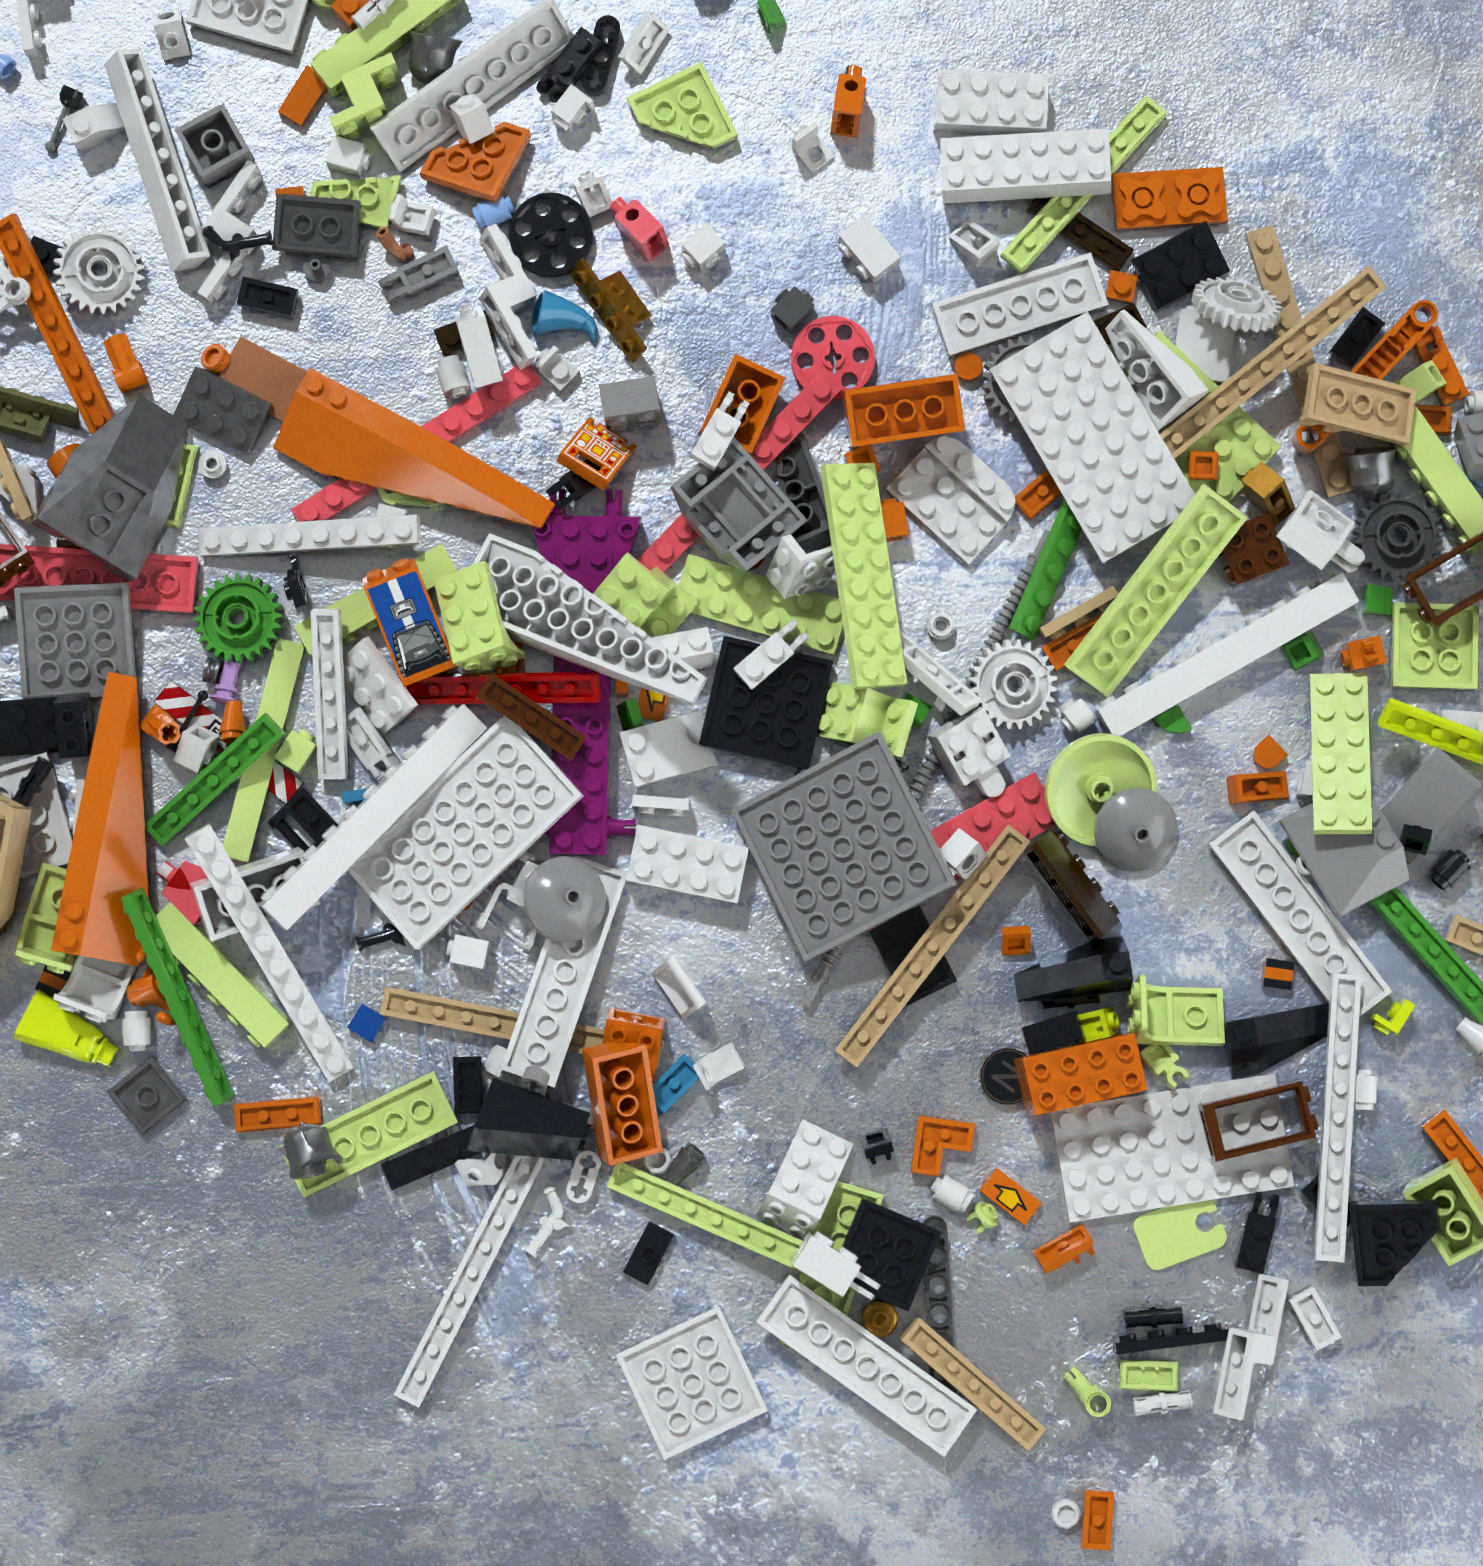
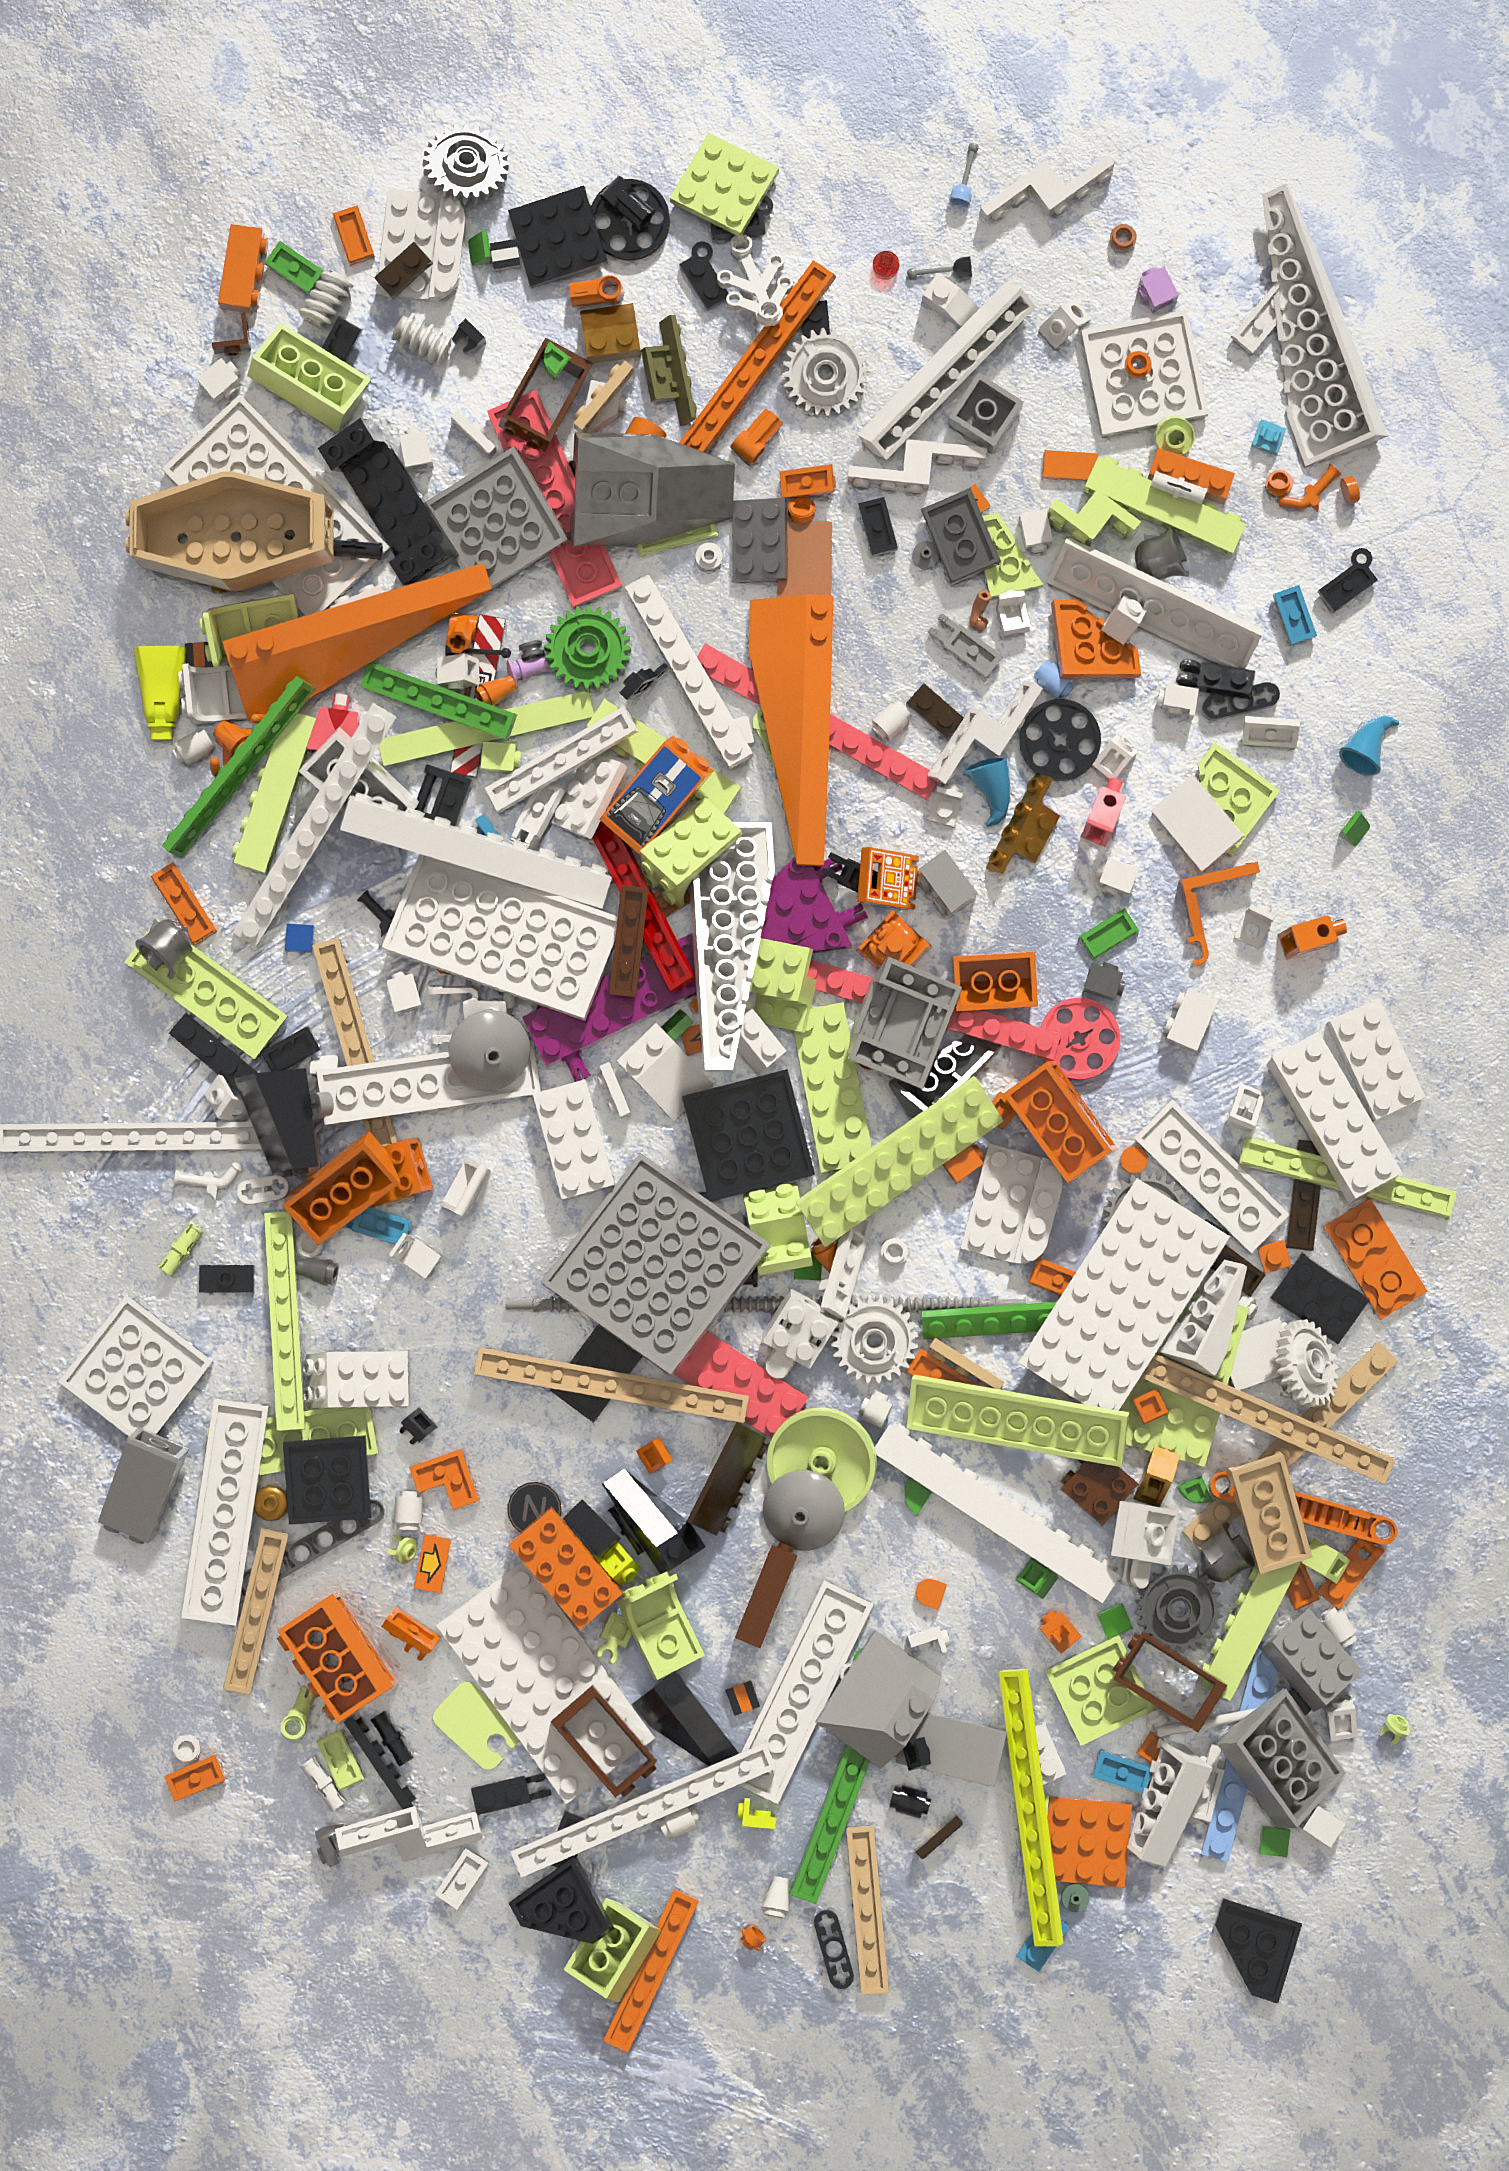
camera: 65 degrees right, 0 degrees up
(30, 166) = (886, 265): none -> clear red tile
(147, 1095) = (143, 785): flat silver tile -> none
(191, 338) = (807, 481): none -> orange plate
(237, 243) = (909, 477): black piece -> none
(477, 345) = (926, 728): white window -> none
(599, 1282) = (180, 1249): none -> yellowish green pin
(653, 481) = (894, 940): none -> orange brick
(692, 149) = (1198, 823): none -> white tile
(718, 434) = (955, 973): white hinge -> none
(751, 283) = (1108, 934): none -> bright green tile
(761, 193) = (1191, 902): none -> orange hinge
(769, 656) = (788, 1117): white hinge -> none
(797, 572) = (872, 1103): white bracket -> none
(802, 1430) = (142, 1485): none -> light grey slope
(831, 1267) = (292, 1437): white brick -> none
(912, 690) = (824, 1254): none -> orange cone
(962, 854) = (701, 1369): white brick -> none
(1049, 1311) = (352, 1647): none -> orange brick
(1197, 902) = (766, 1594): none -> reddish brown window
(1226, 1429) = (327, 1850): none -> flat silver plate
(1257, 787) = (896, 1598): orange slope -> none
(1296, 467) = (1195, 1491): none -> bright green tile
(1340, 753) = (959, 1653): yellowish green plate -> none
(1356, 337) = (1336, 1485): black plate -> none

